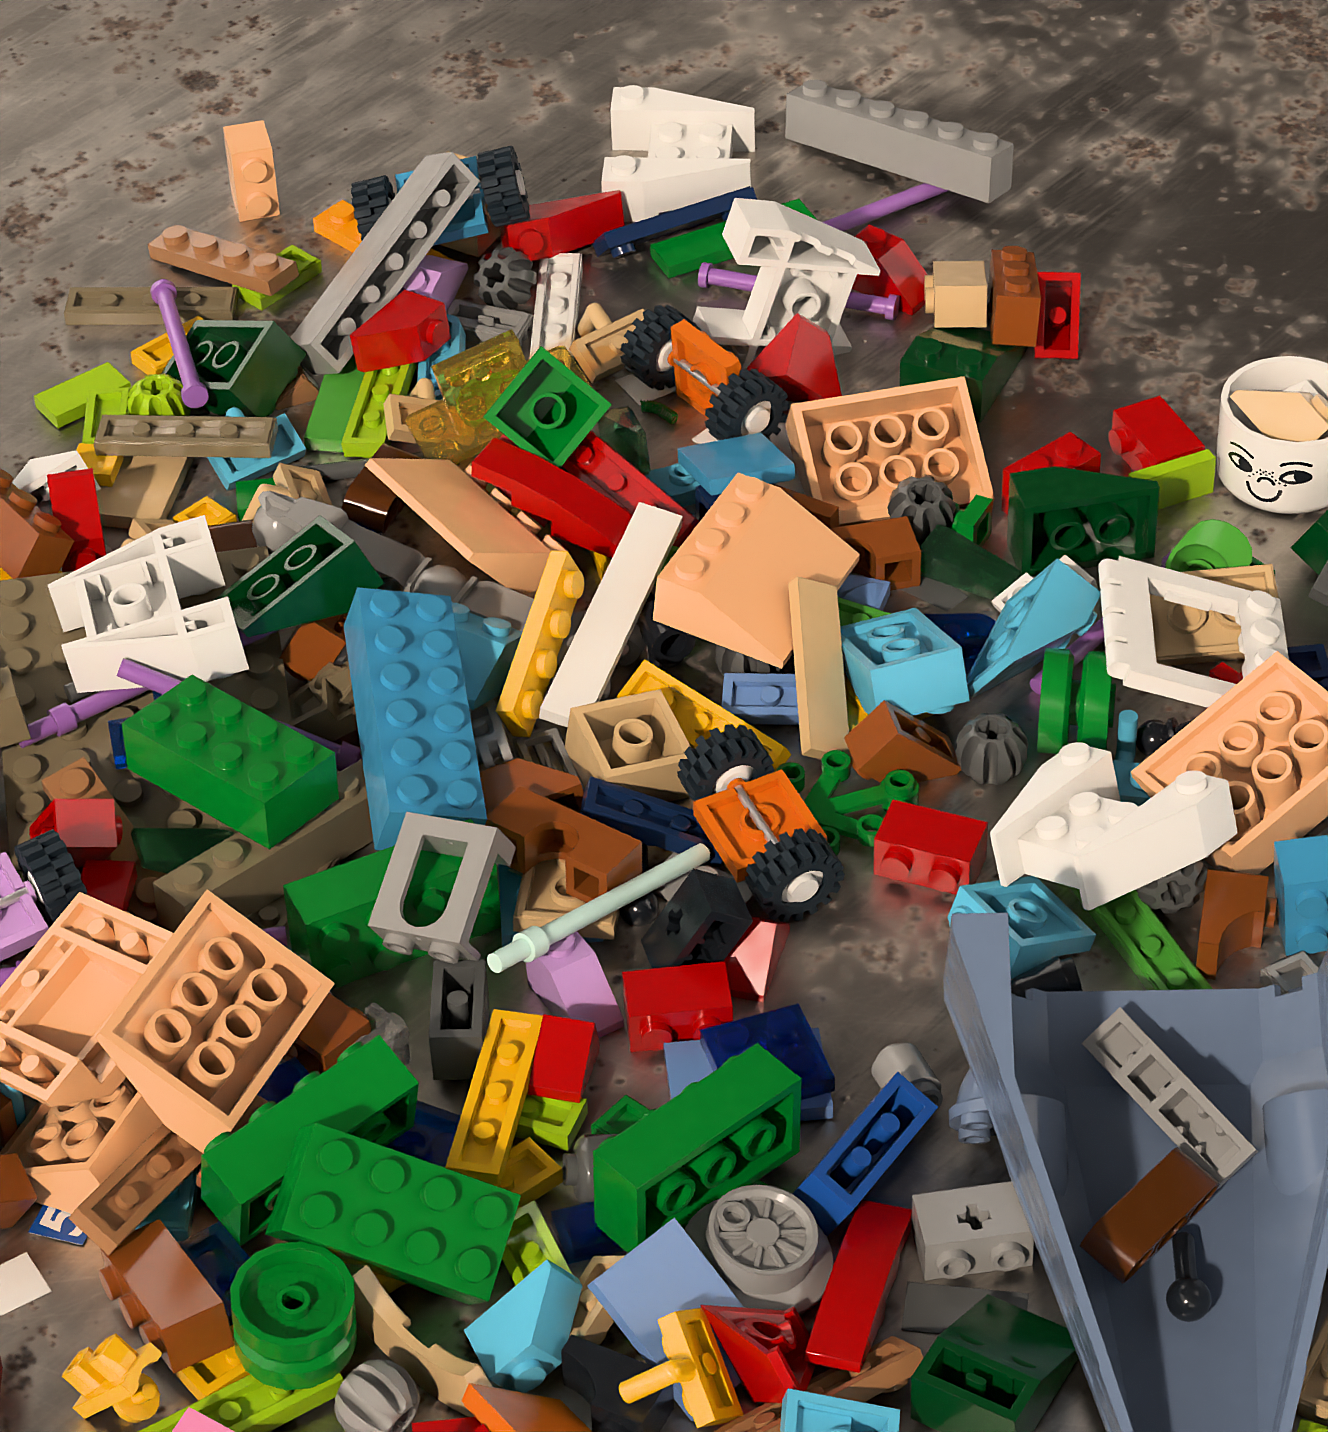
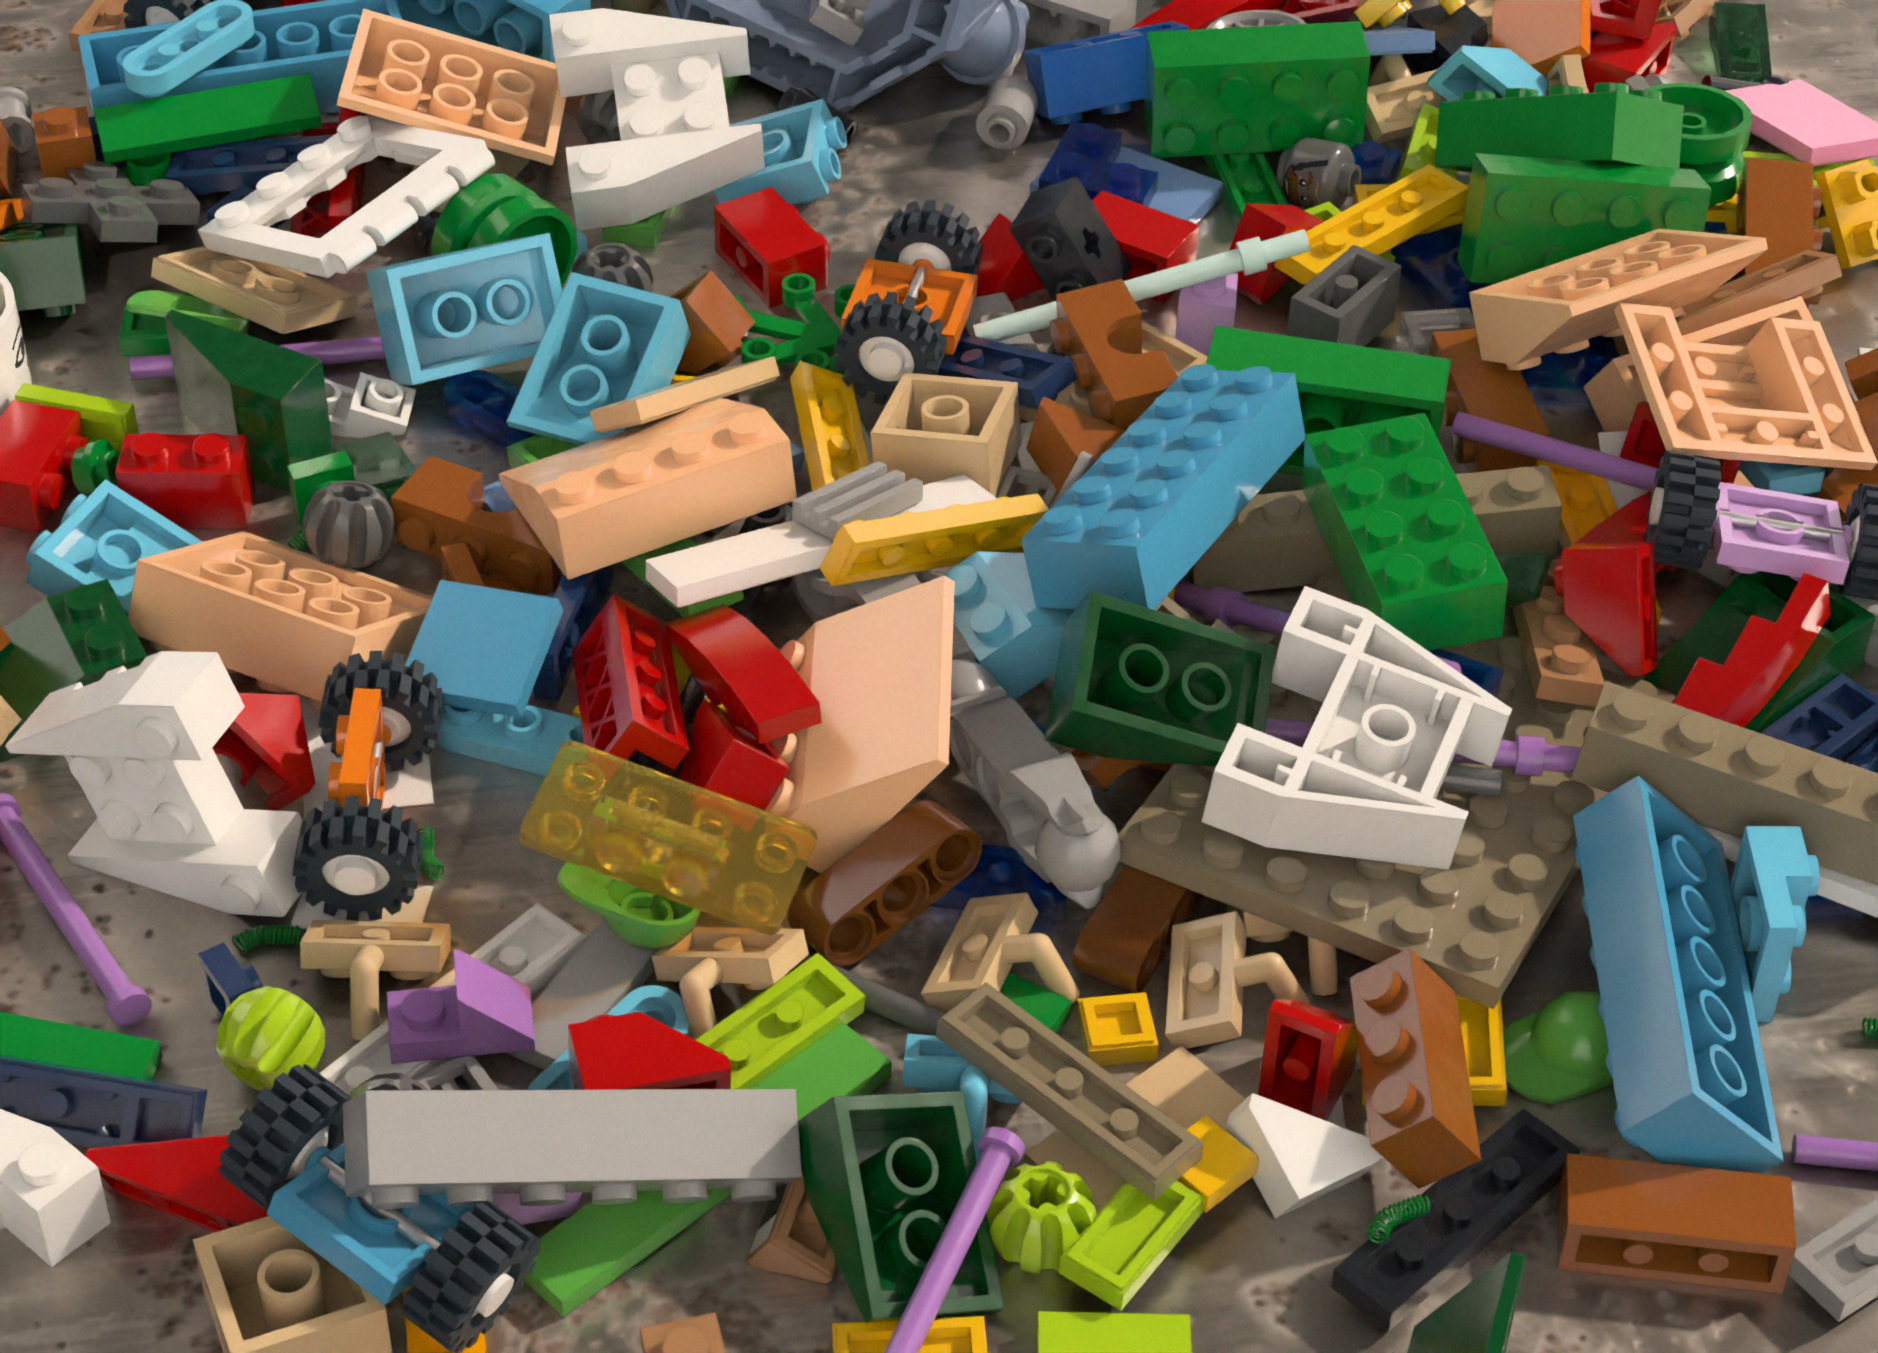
camera: 145 degrees left, 0 degrees up
(450, 934) = (1273, 319): light grey panel -> none
(535, 324) = (473, 1018): none -> medium lavender slope
(547, 409) = (668, 714): green slope -> none
(606, 277) = (269, 1035): none -> lime piece
(614, 603) = (857, 496): none -> light grey tile
(625, 434) = (533, 765): clear green slope -> none
(658, 288) = (225, 978): none -> dark blue plate
(1021, 420) = (102, 541): none -> medium azure plate
(1117, 461) = (94, 465): none -> green plate

